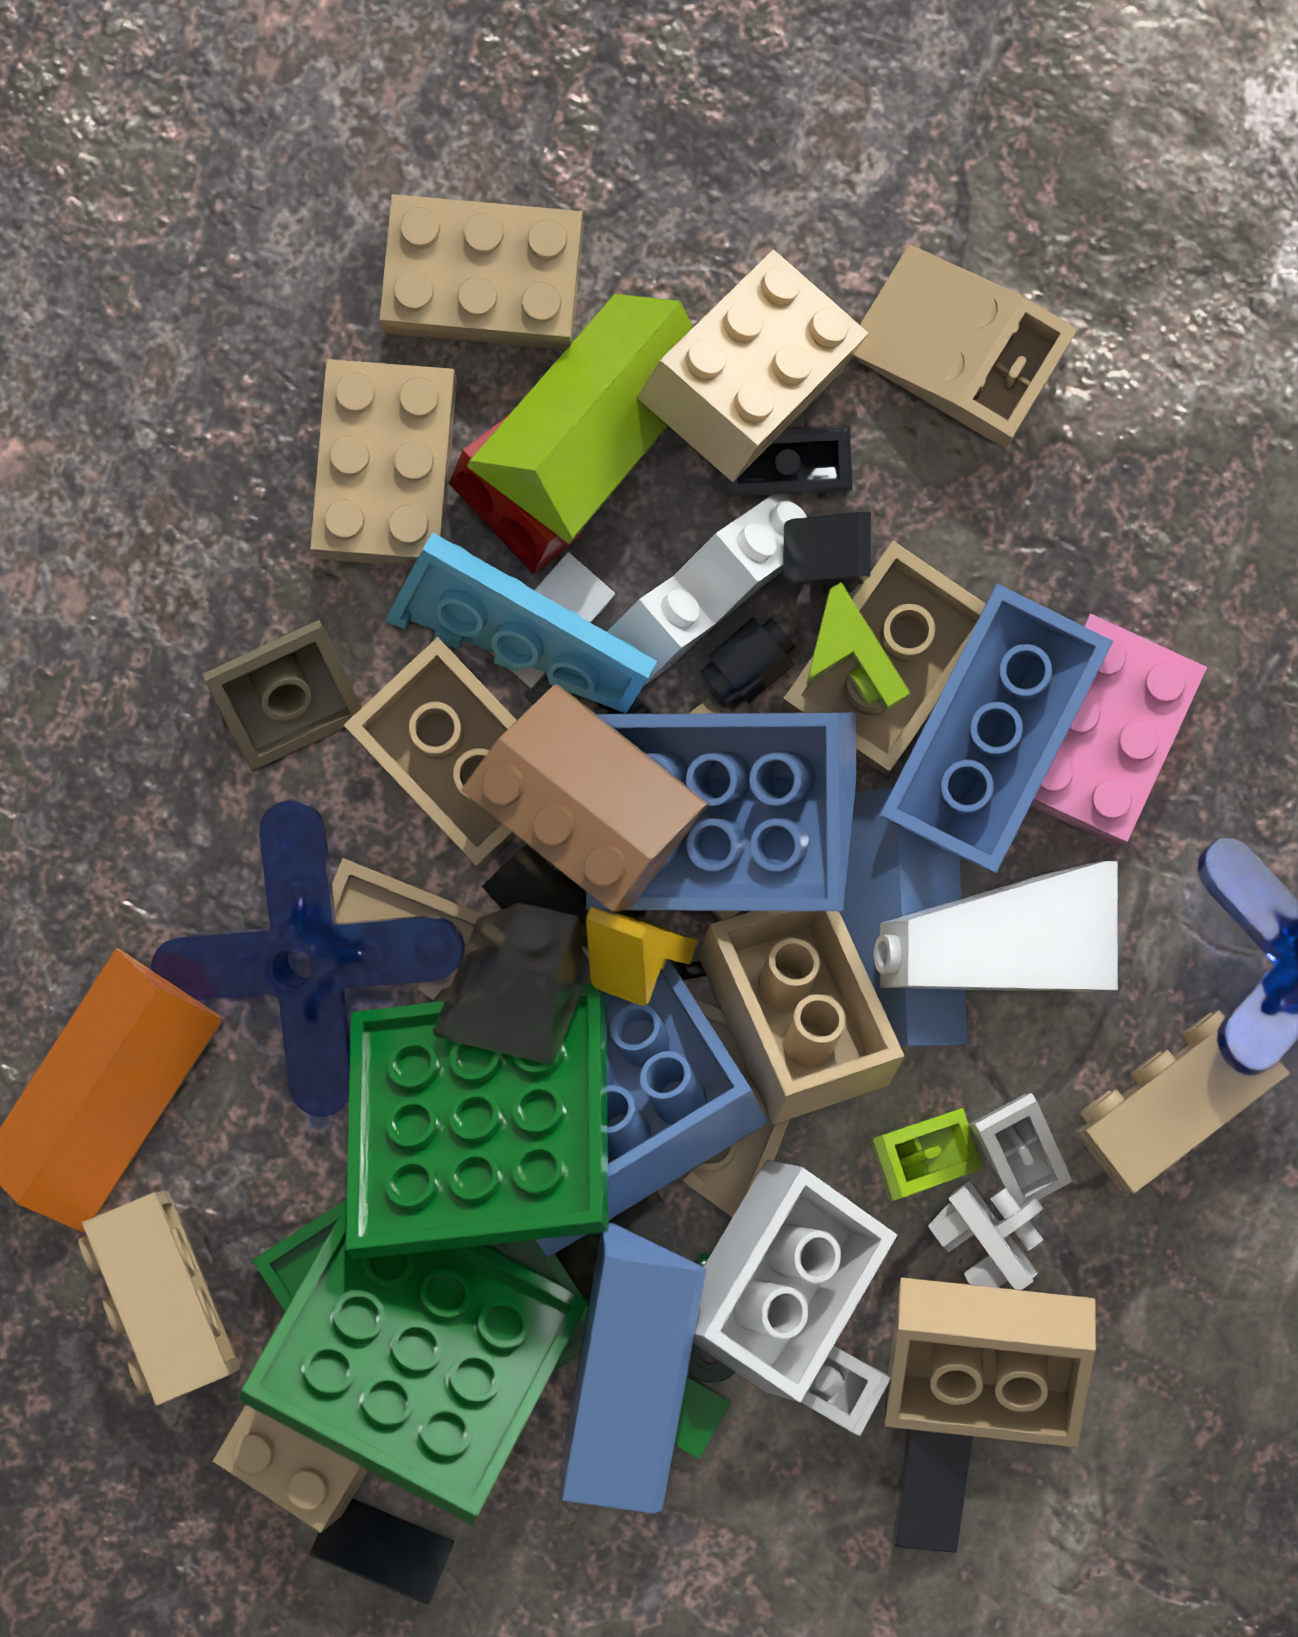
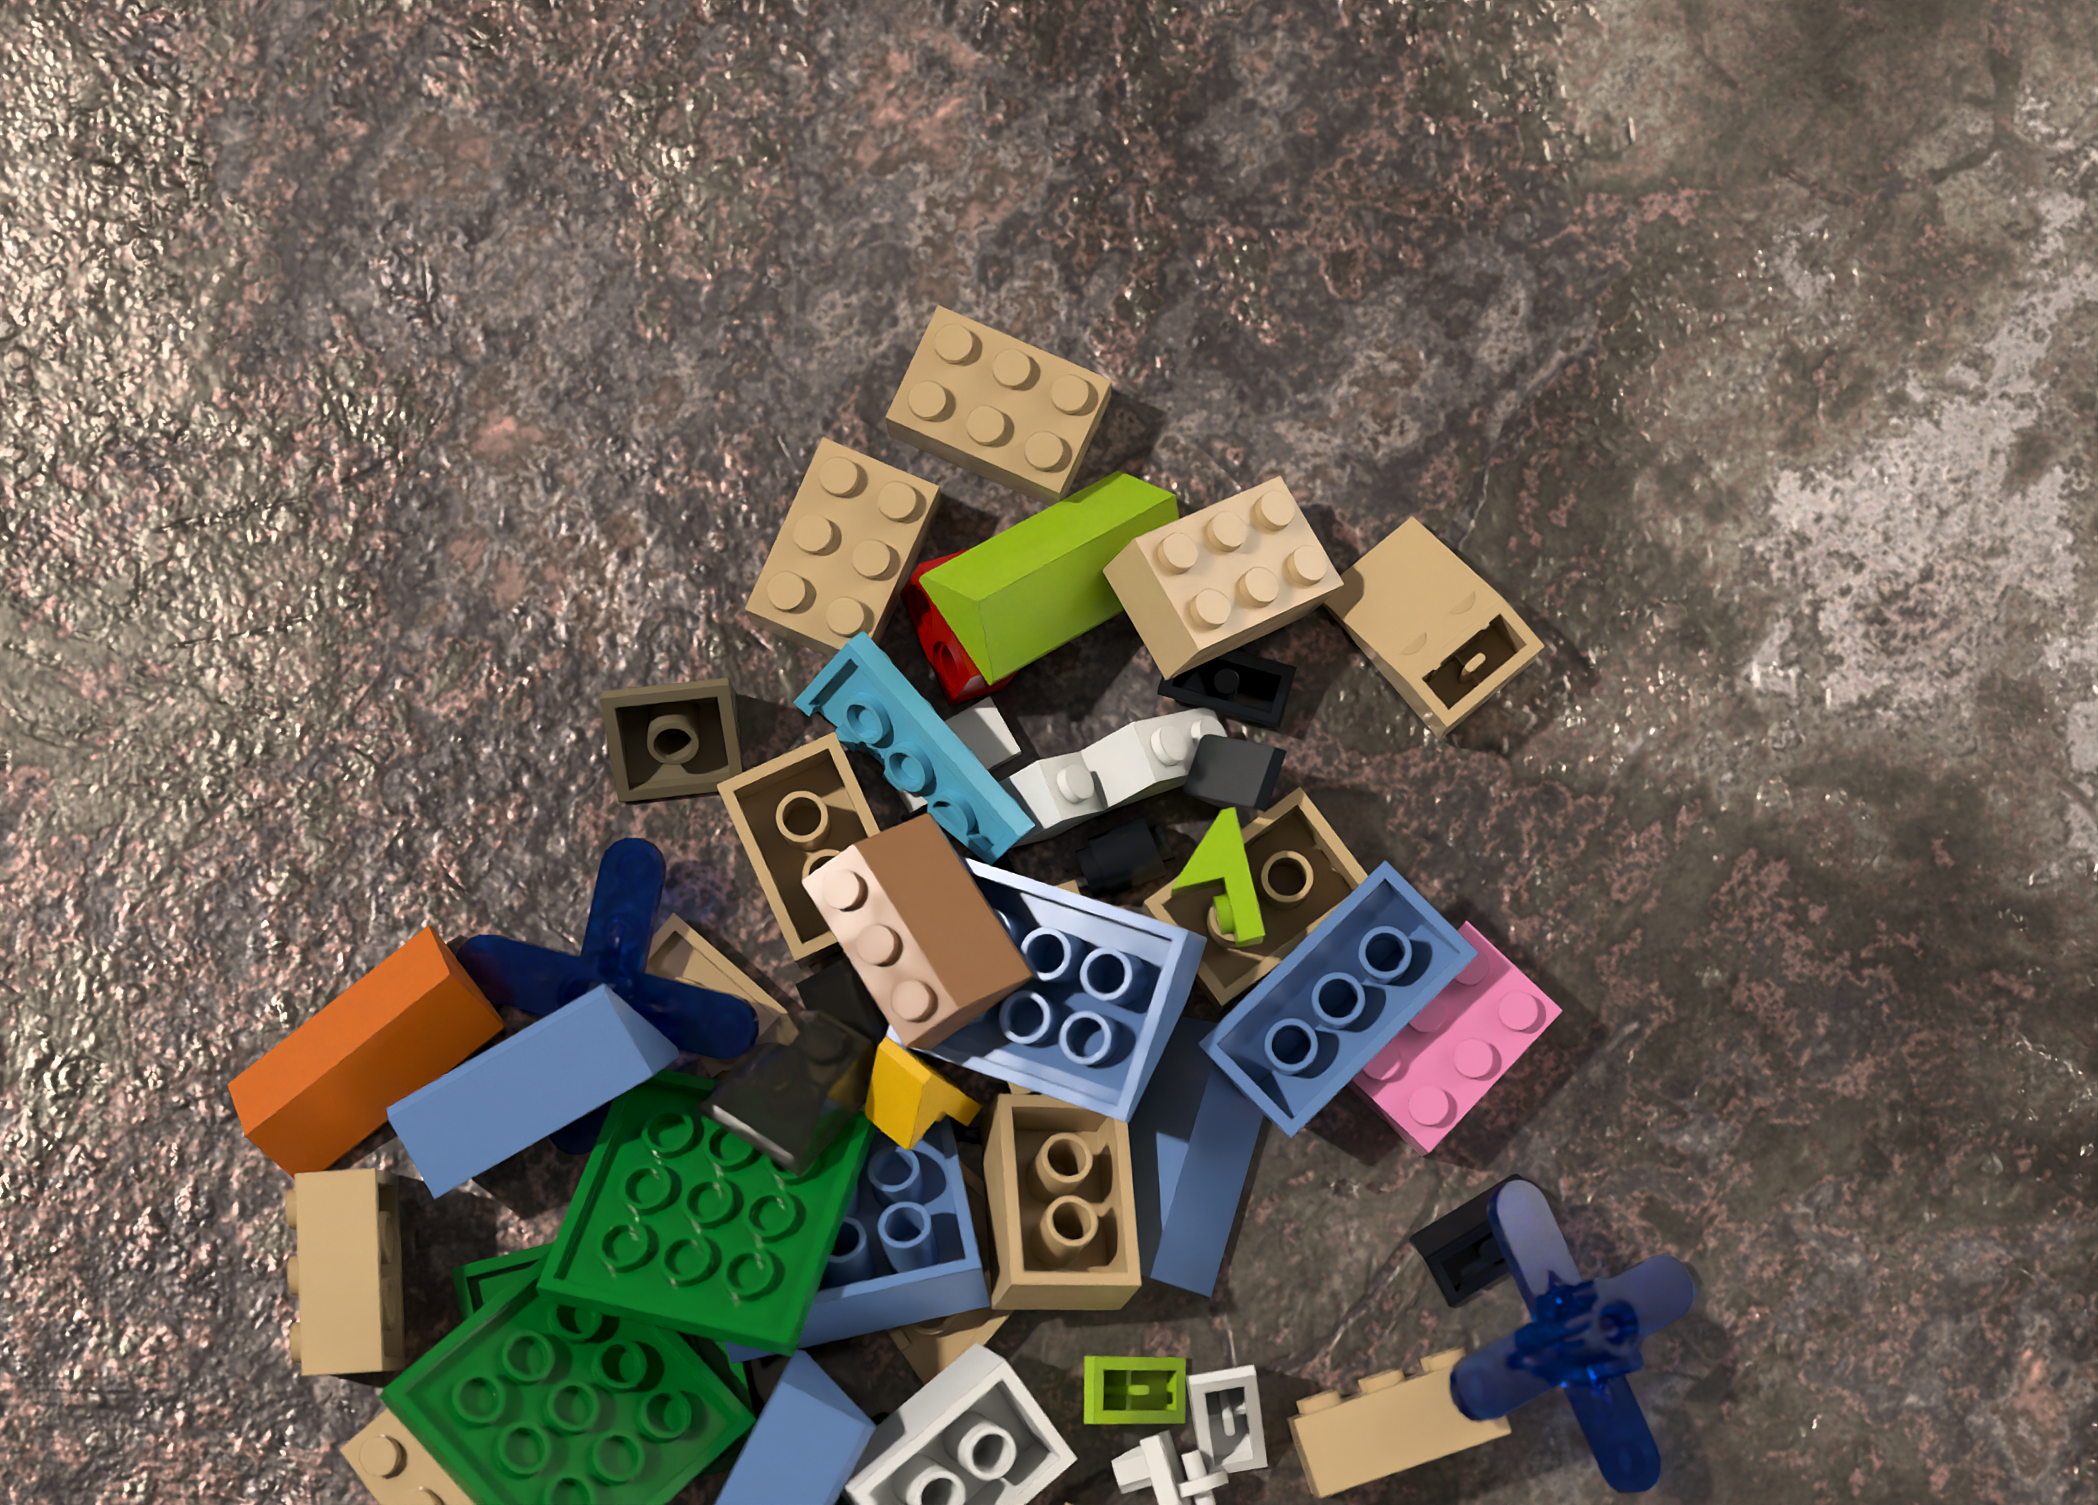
camera: 20 degrees right, 5 degrees down
(270, 1069) = (527, 1088): none -> medium blue slope
(1017, 937) = (1296, 1210): white slope -> none
(1185, 918) = (1462, 1249): none -> black slope

